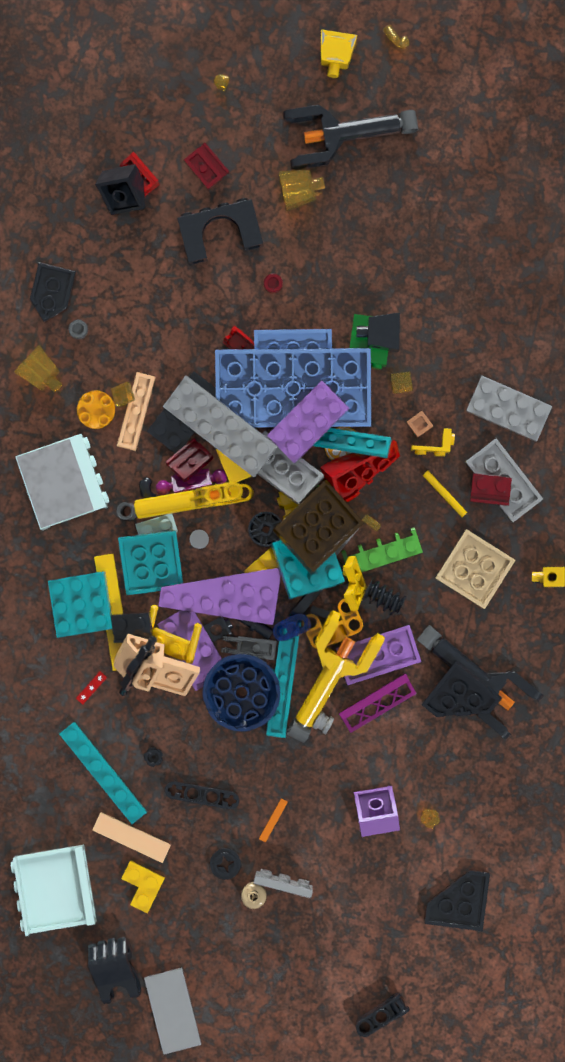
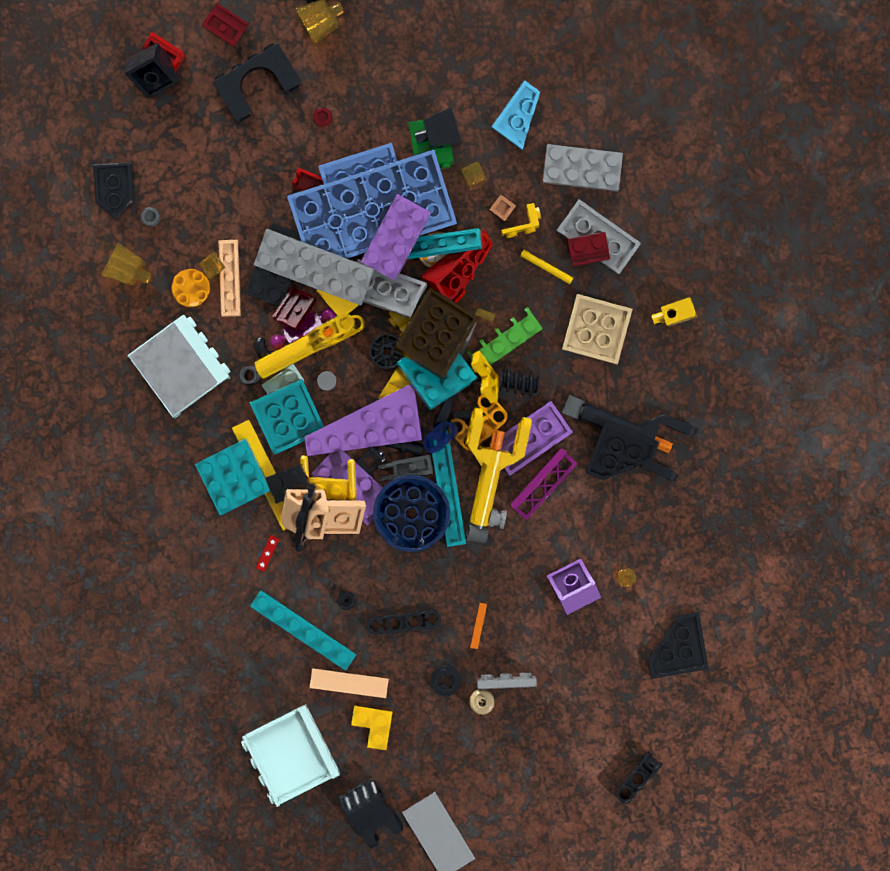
camera: 25 degrees left, 0 degrees up
(461, 338) = (516, 117): none -> medium azure wing

